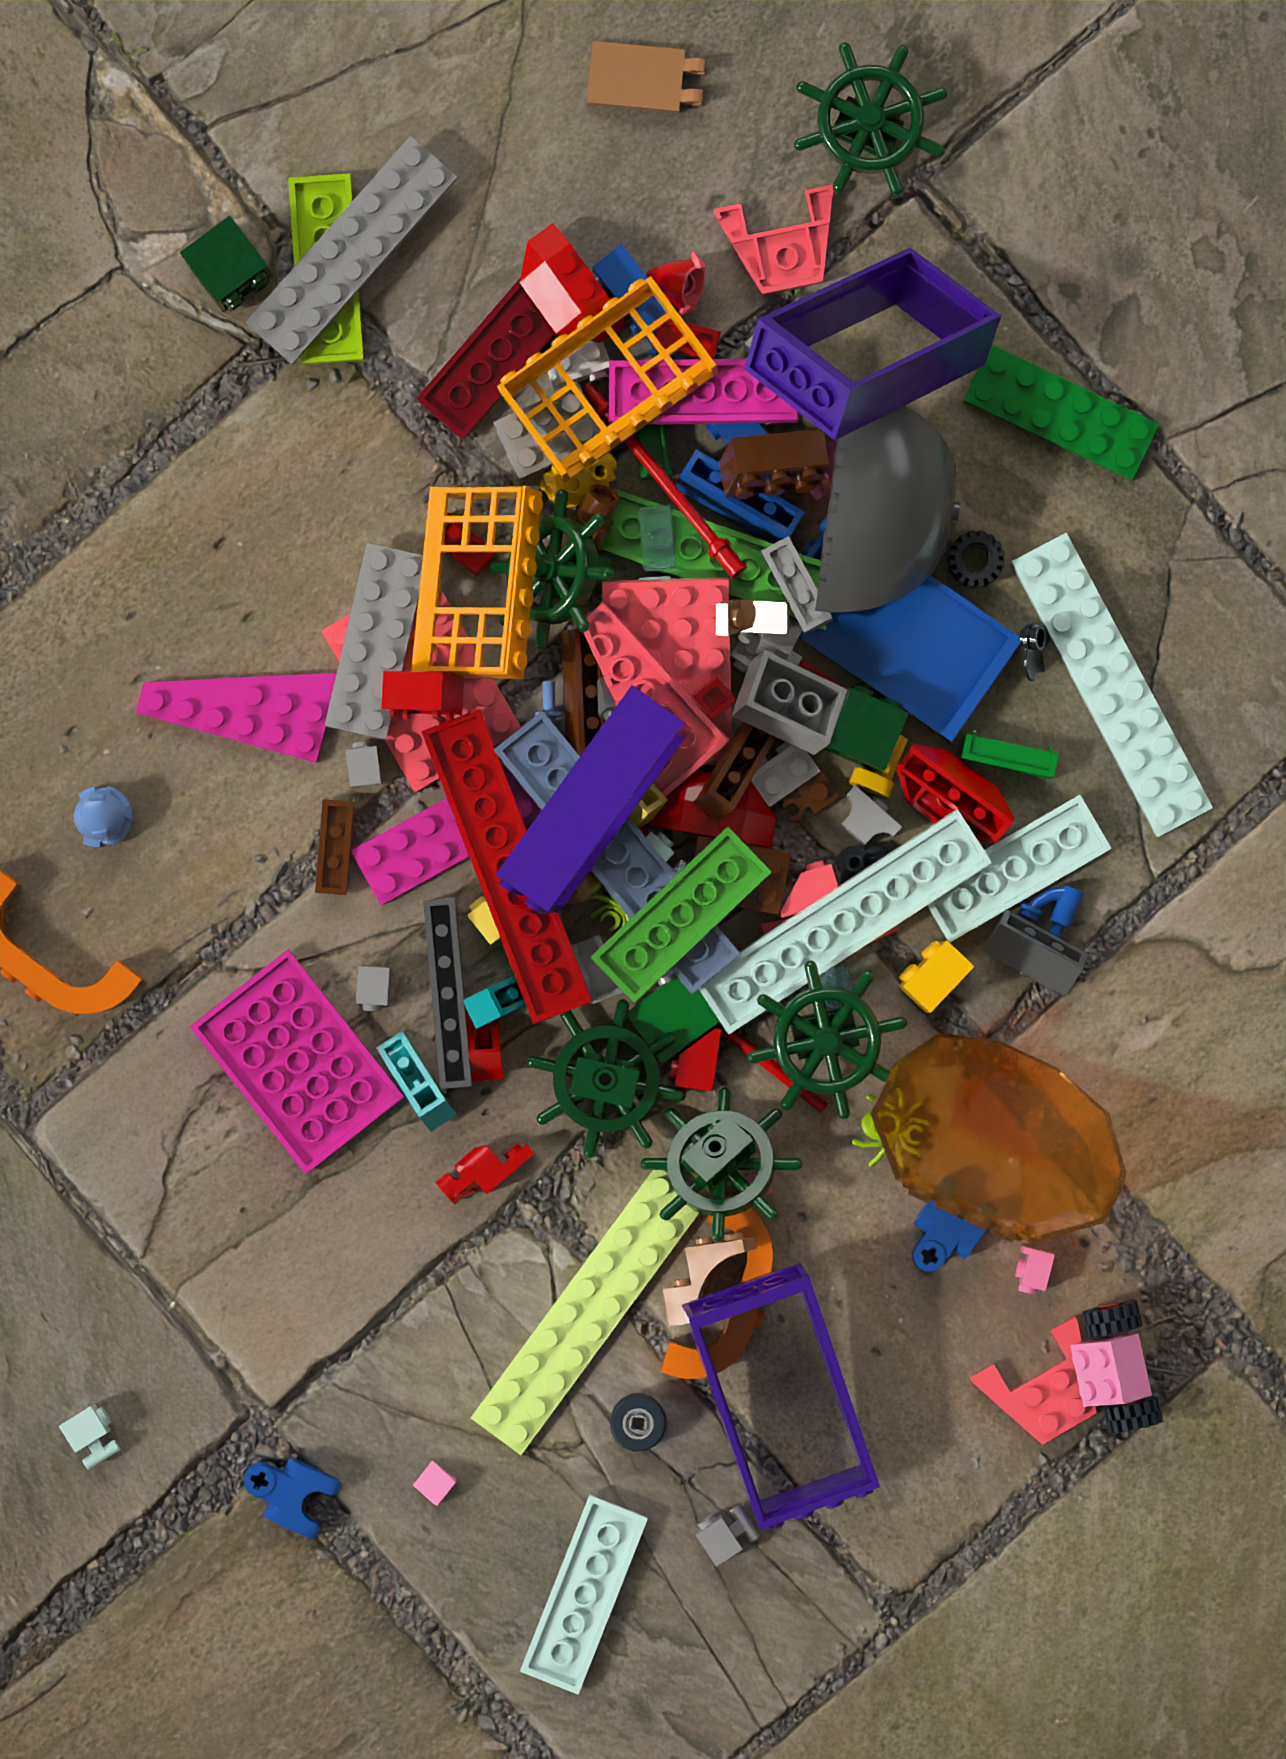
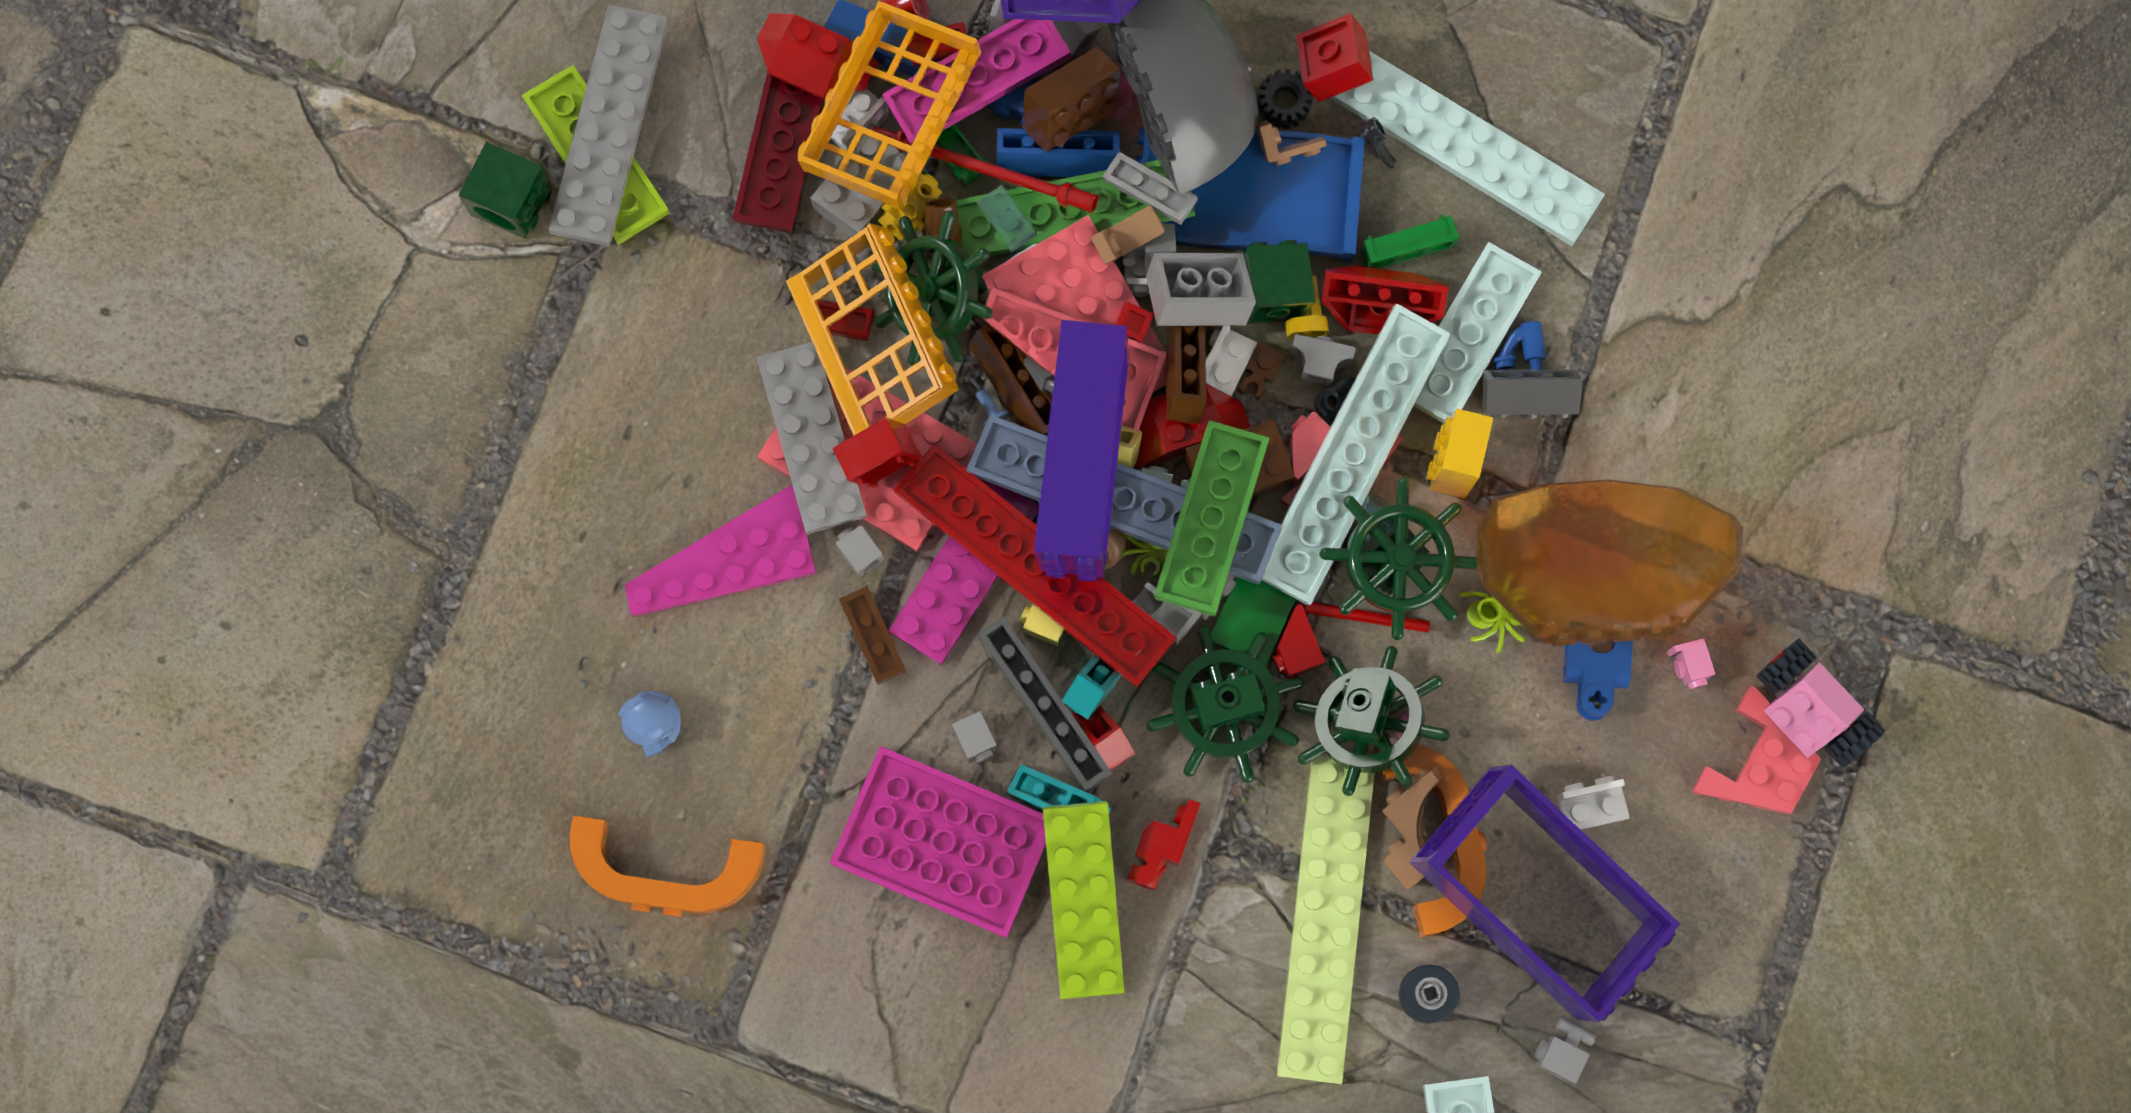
camera: 30 degrees left, 10 degrees down
(387, 1180) = (1083, 900): none -> lime plate
(875, 1342) = (1594, 804): none -> white bracket
(939, 615) = (1270, 138): none -> medium nougat bracket
(1038, 550) = (1334, 57): none -> red container

